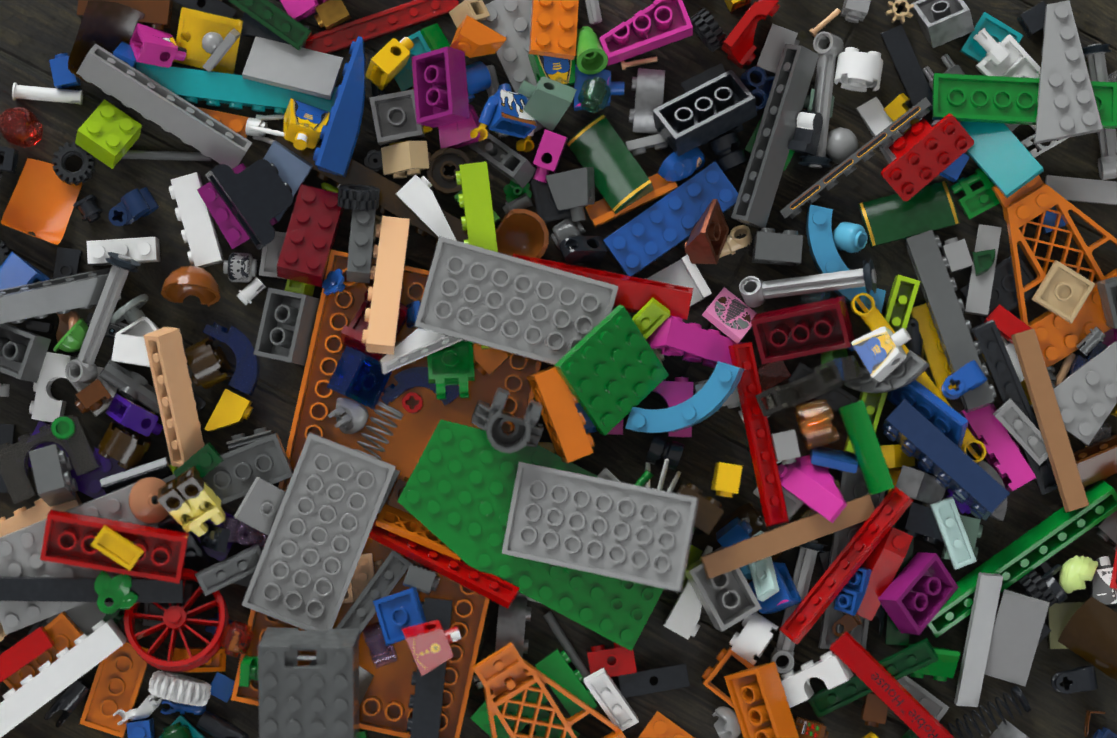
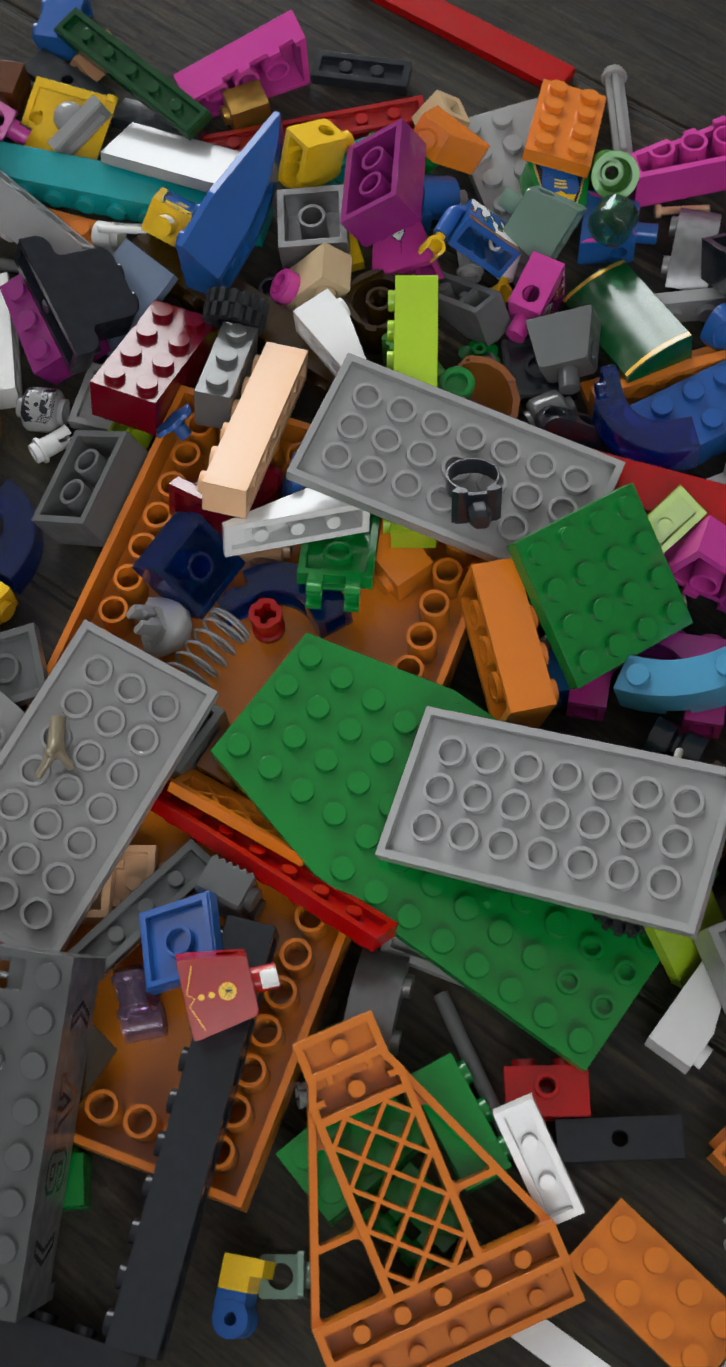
camera: 15 degrees right, 20 degrees down
(307, 514) = (55, 746): none -> dark tan bar
(385, 164) = (285, 286): none -> dark pink tile
(507, 232) = (458, 382): none -> green tile
(526, 430) = (442, 662): dark grey piece -> none
(532, 338) = (474, 507): none -> black piece
(628, 263) = (629, 435): none -> clear blue arch

